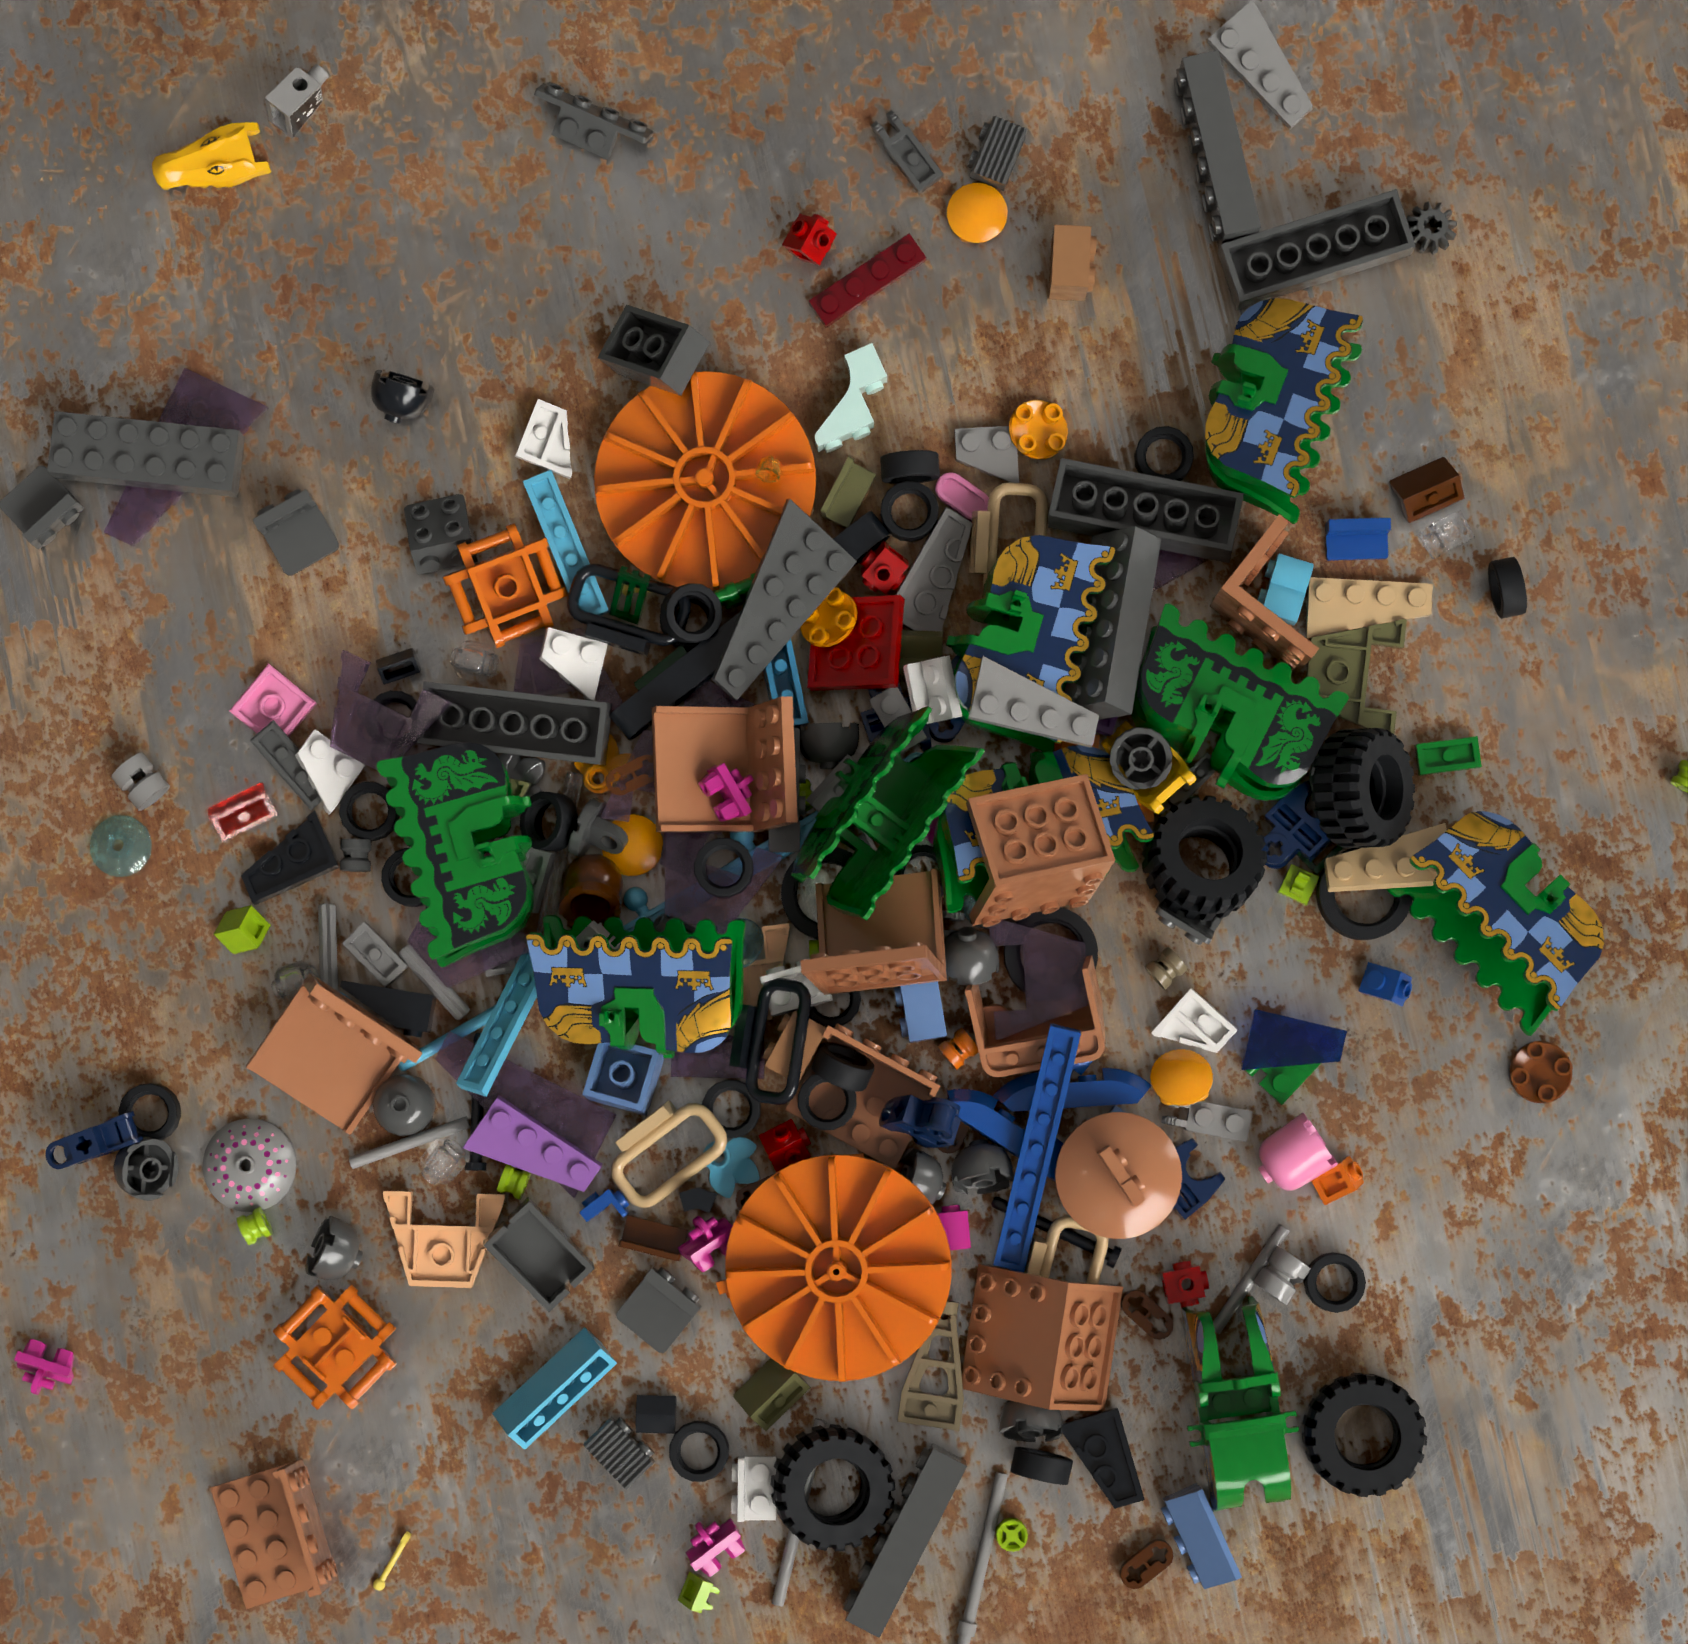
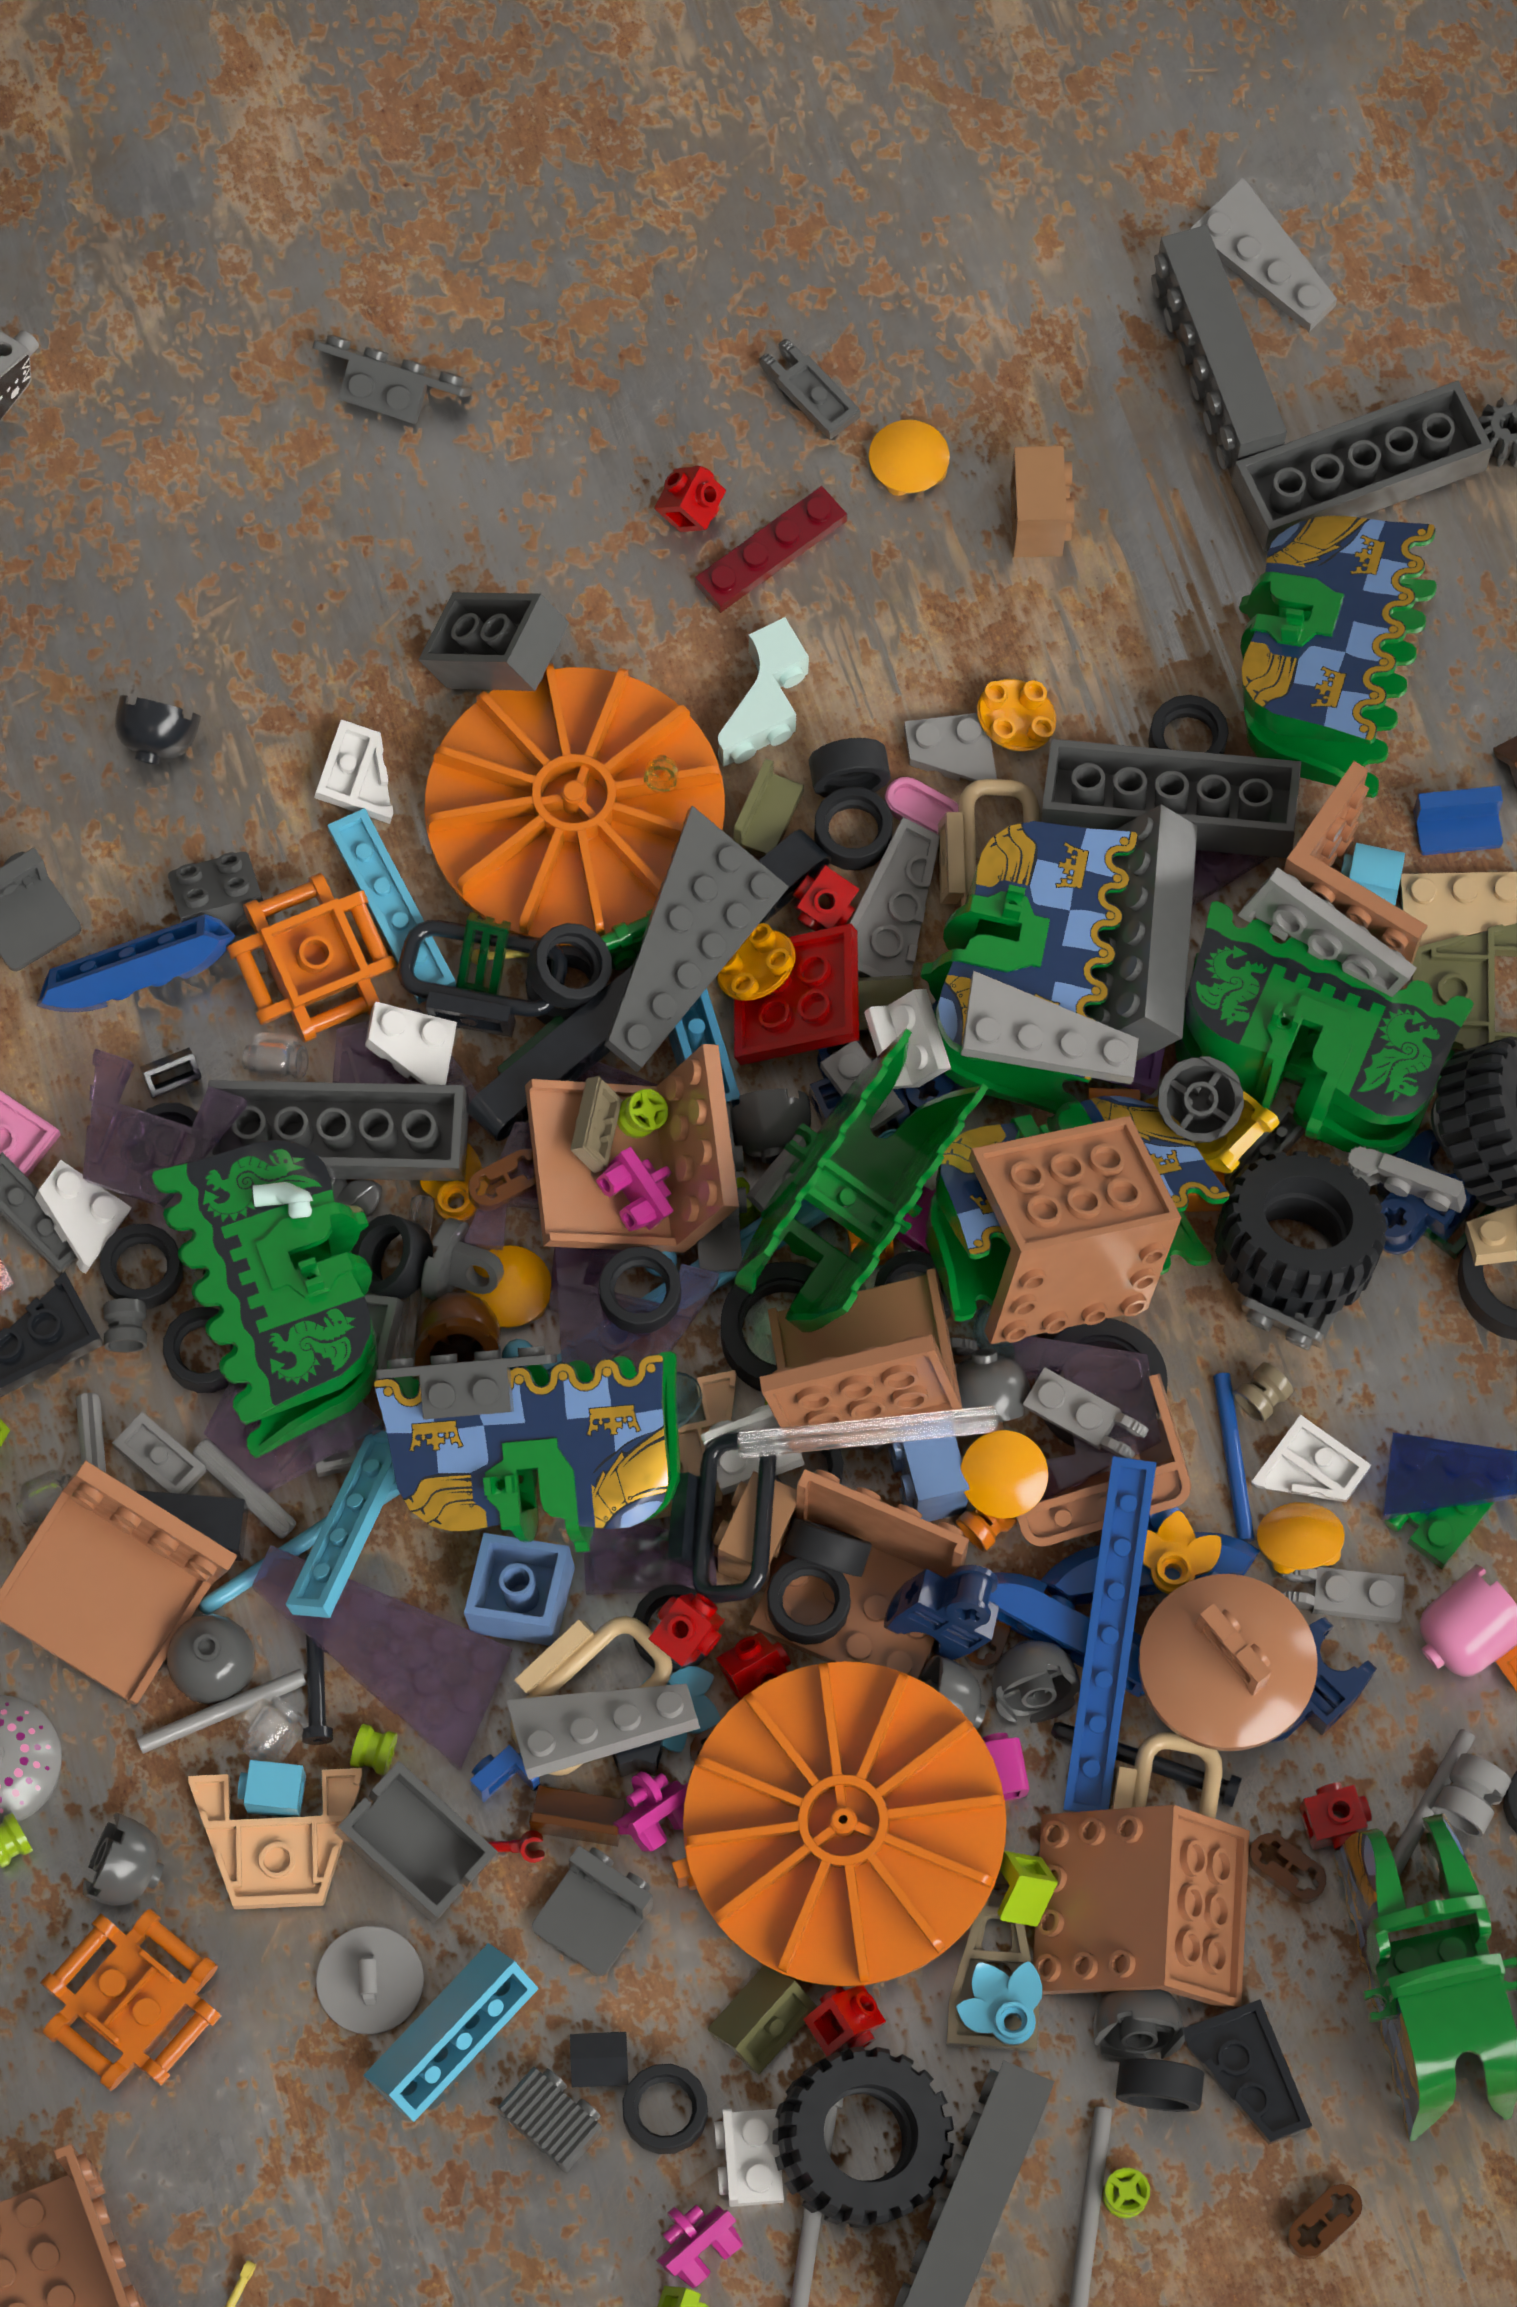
camera: 10 degrees left, 15 degrees down
(376, 582) = (136, 964): none -> blue brick
(441, 1205) = (272, 1788): none -> medium azure brick
(473, 790) = (284, 1193): none -> light aqua arm
(501, 1342) = (370, 1980): none -> light grey shield
(527, 1144) = (385, 1690): medium lavender wing -> none
(591, 945) = (466, 1387): none -> dark grey bracket
(618, 1252) = (519, 1846): none -> red hand
(667, 1182) = (592, 1725): none -> light grey wing
(701, 741) = (596, 1124): none -> dark tan plate
(738, 1119) = (687, 1628): none -> red brick
(742, 731) = (649, 1106): none -> lime wheel
(834, 1402) = (845, 2019): none -> red brick
(877, 992) = (867, 1432): none -> clear axle
(935, 1394) = (1000, 1996): none -> medium azure plate
(964, 1319) = (1029, 1888): none -> lime panel
(973, 1027) = (1004, 1474): none -> light orange dish
(997, 153) = (930, 379): dark grey brick -> none
(1032, 984) = (1081, 1413): none -> light grey hinge
(1092, 1083) = (1179, 1549): none -> light orange plate
(1140, 1012) = (1233, 1457): none -> blue bar
(1200, 1537) = (1399, 2169): medium blue slope -> none
(1246, 641) = (1327, 932): none -> light grey wing
(1284, 822) = (1407, 1178): none -> light grey hinge
(1298, 884) = (1432, 1272): lime tile -> none

